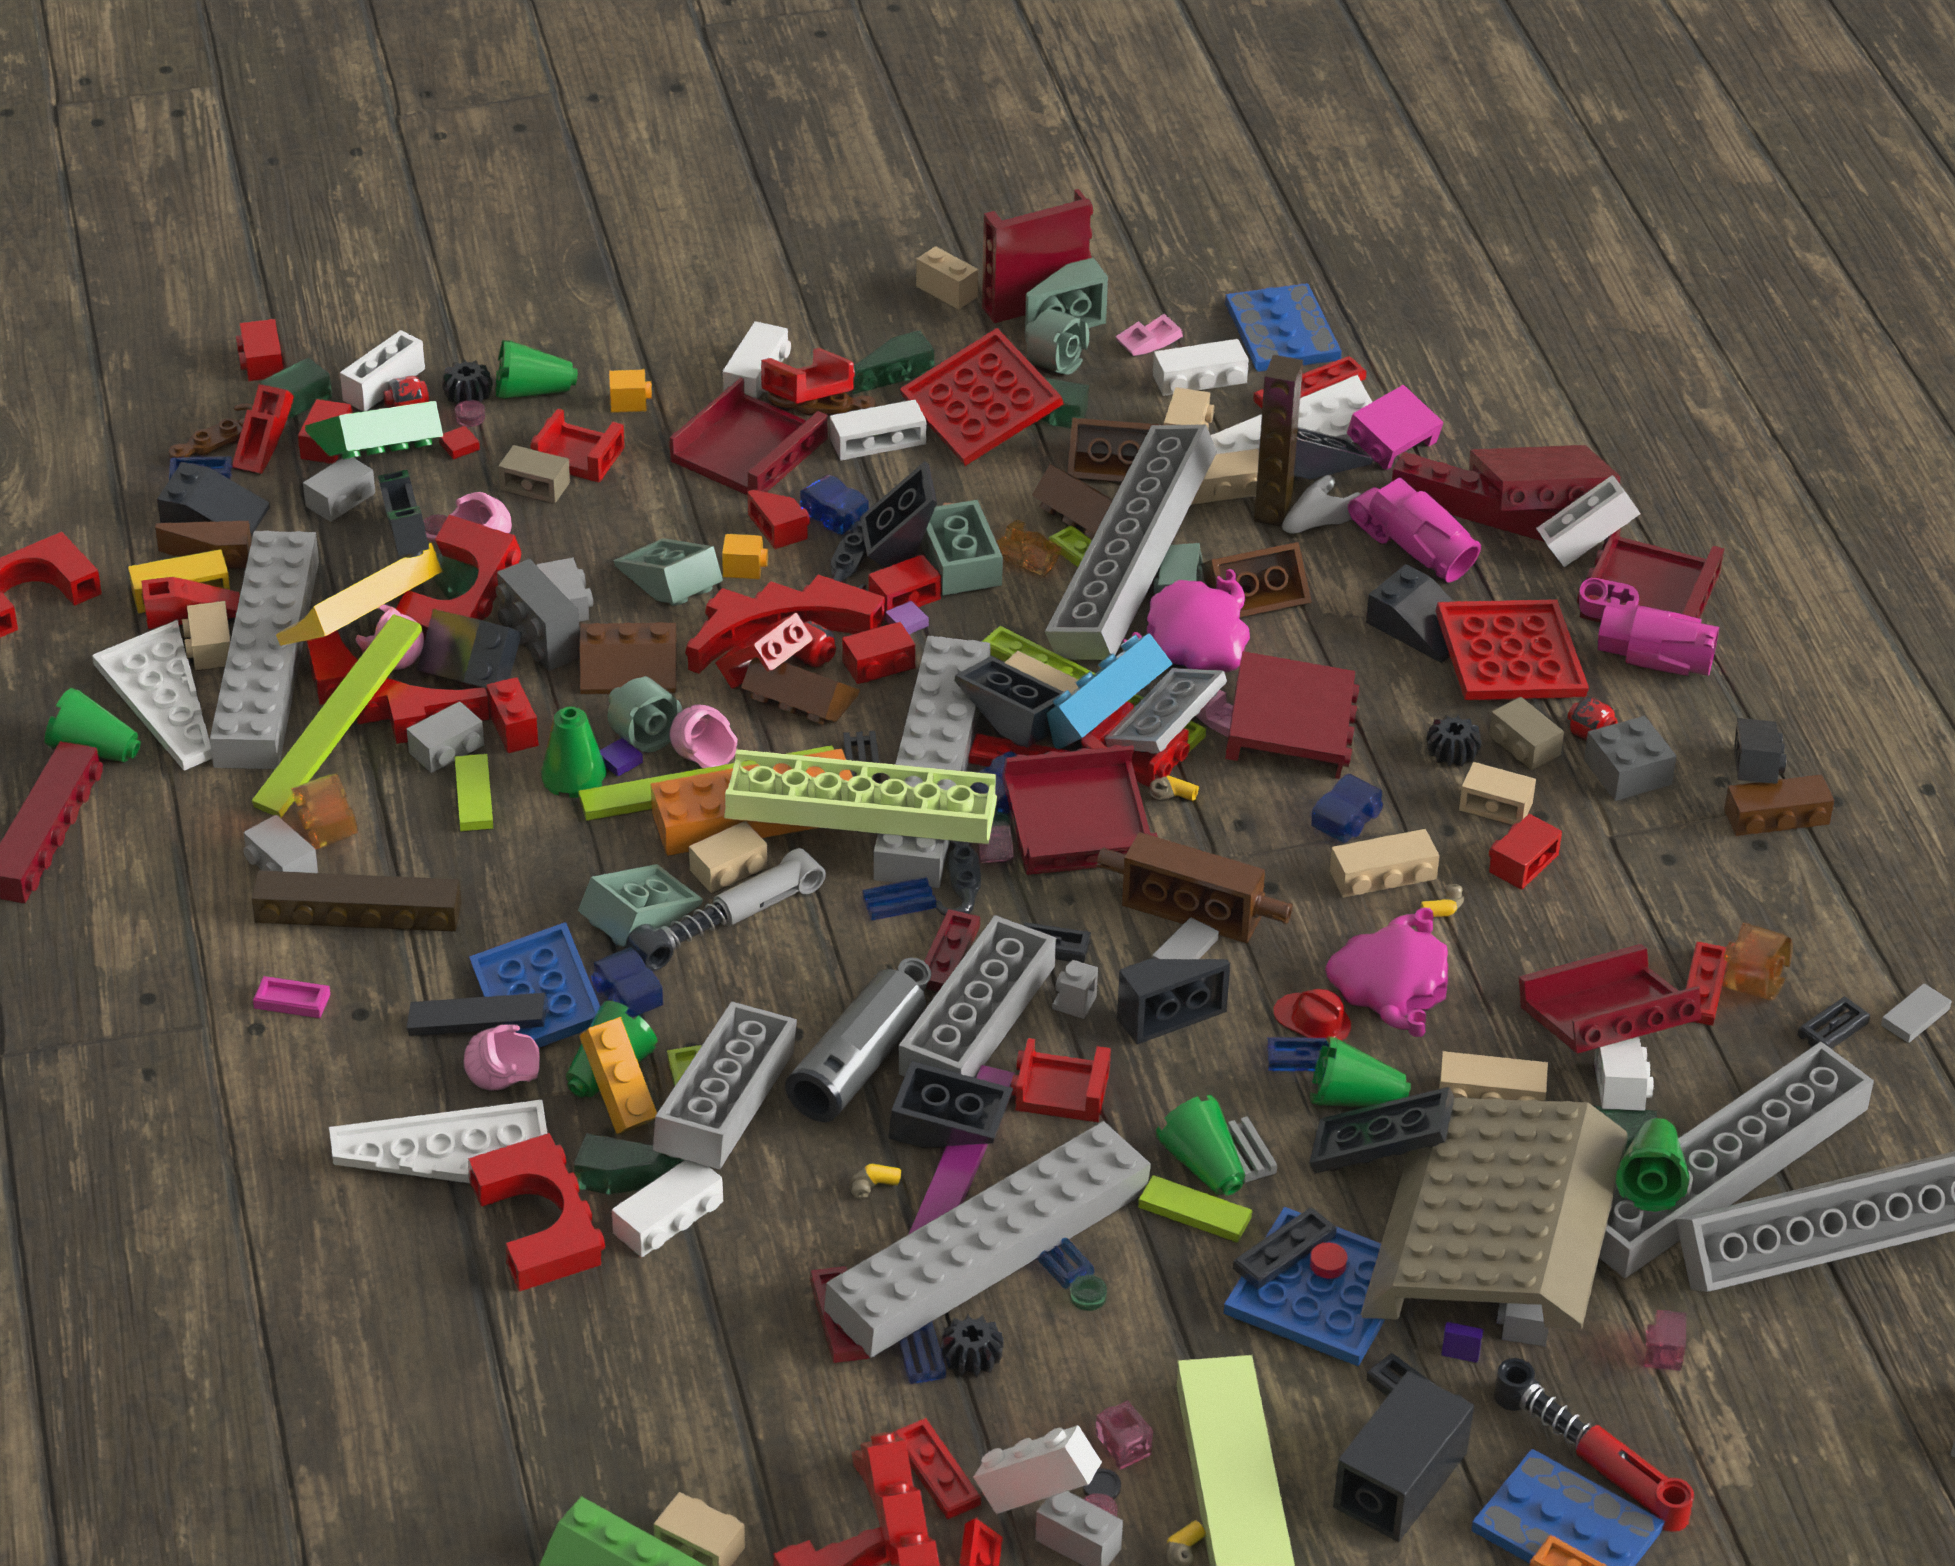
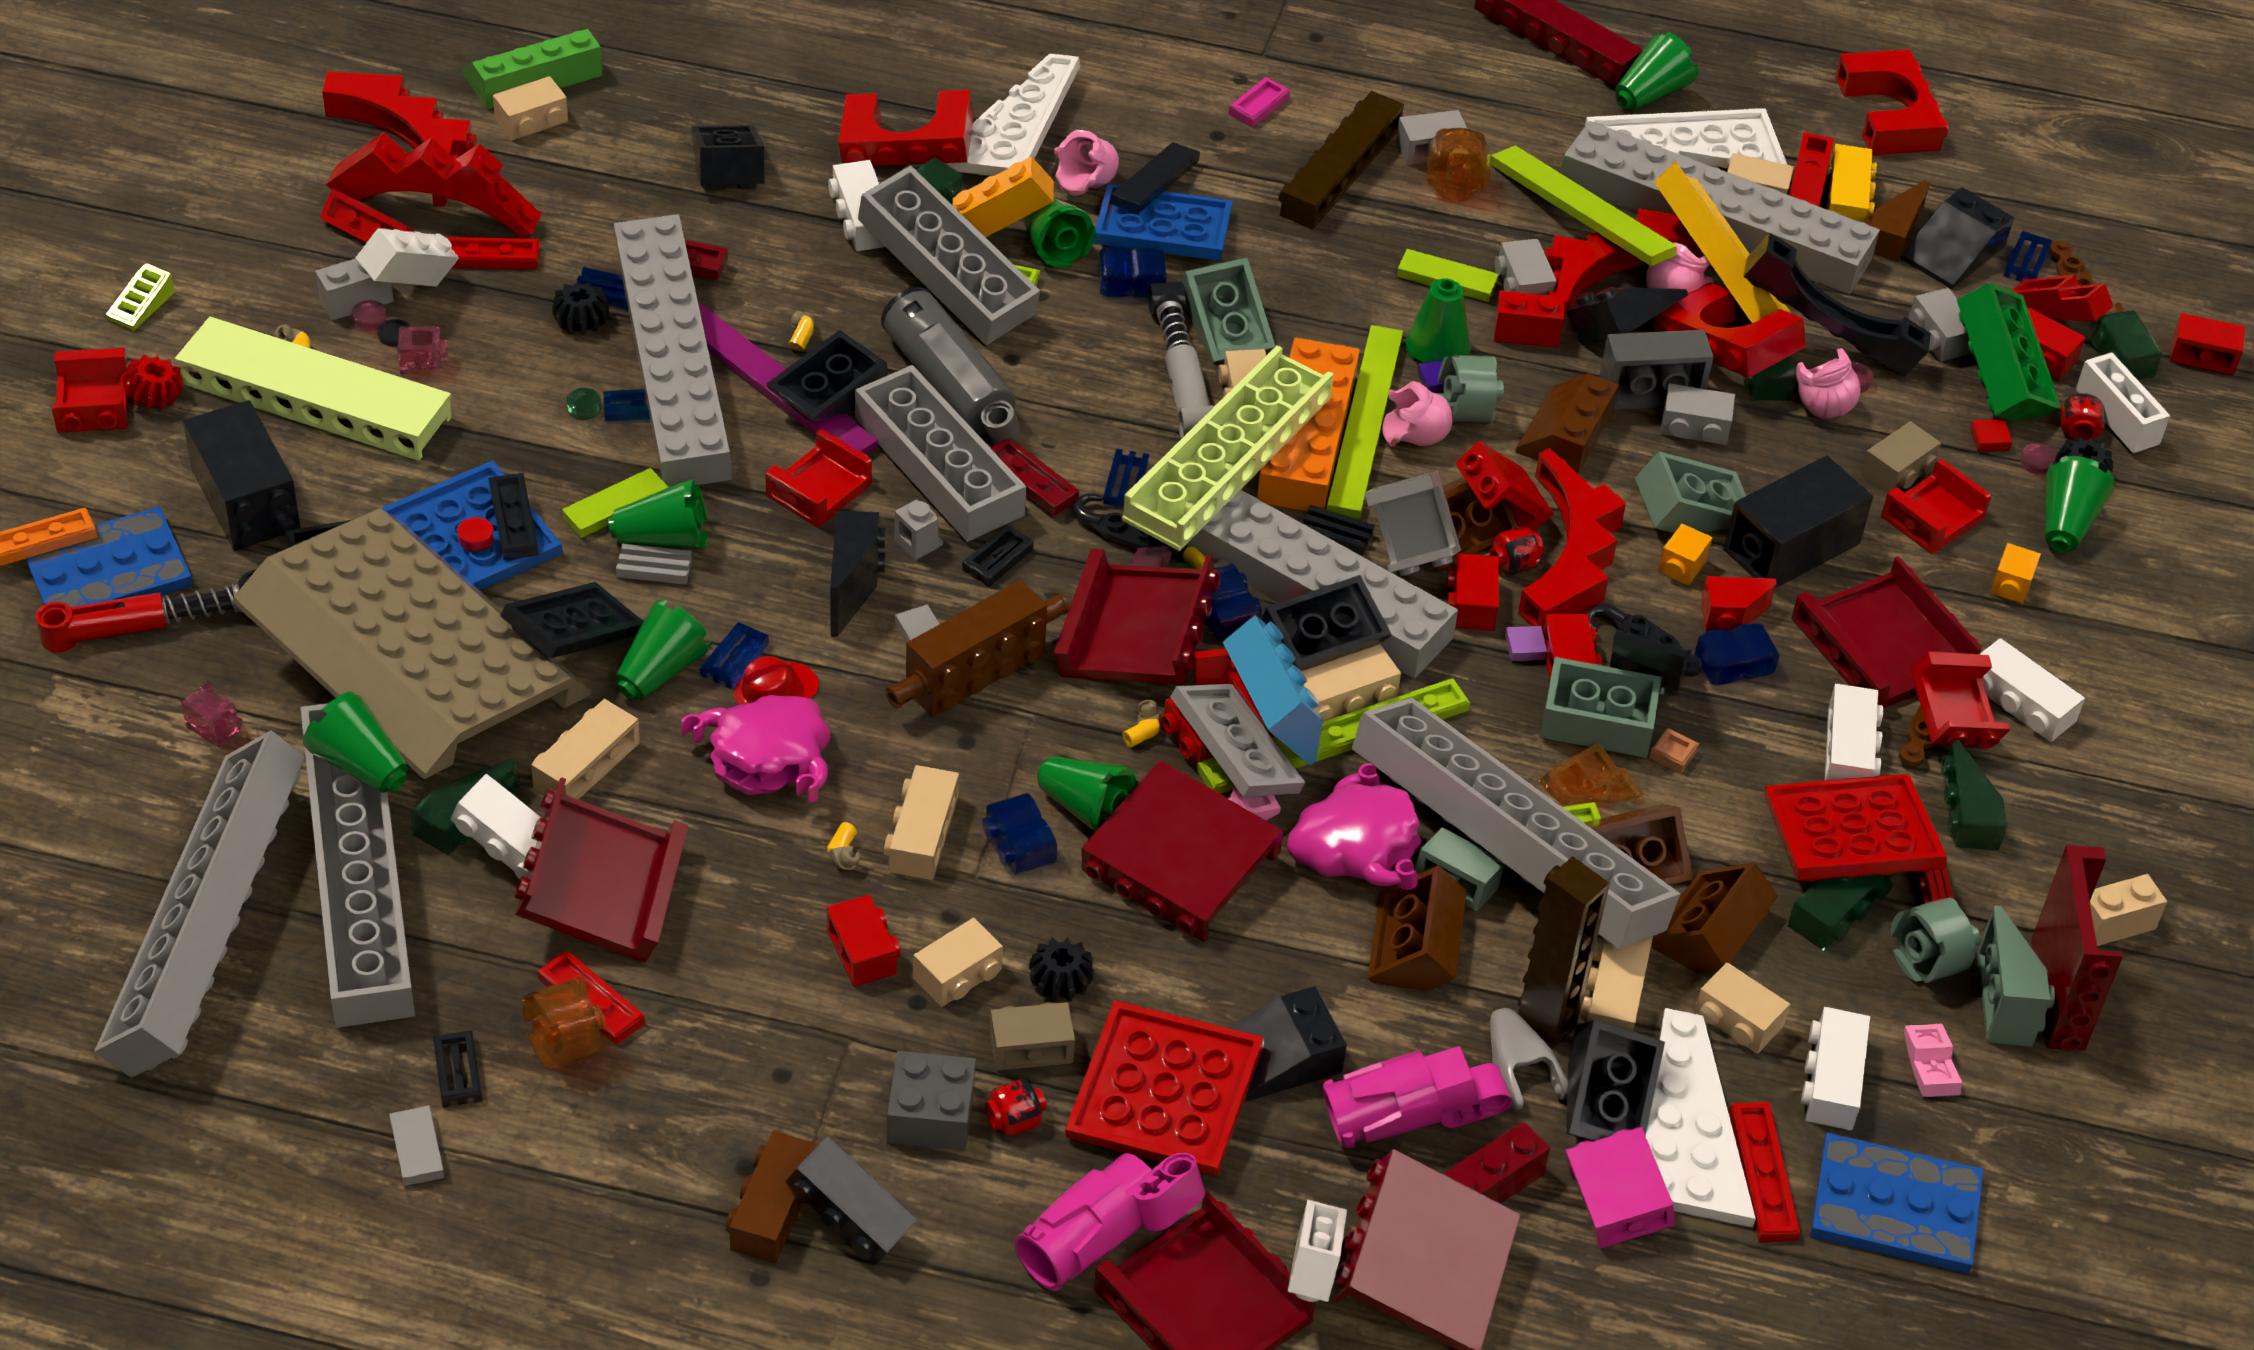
camera: 115 degrees right, 5 degrees up
(657, 1342) = (728, 156): none -> black slope
(671, 494) = (1798, 522): none -> black brick
(856, 680) = (1415, 522): none -> light grey panel
(1280, 774) = (1086, 787): none -> green cone

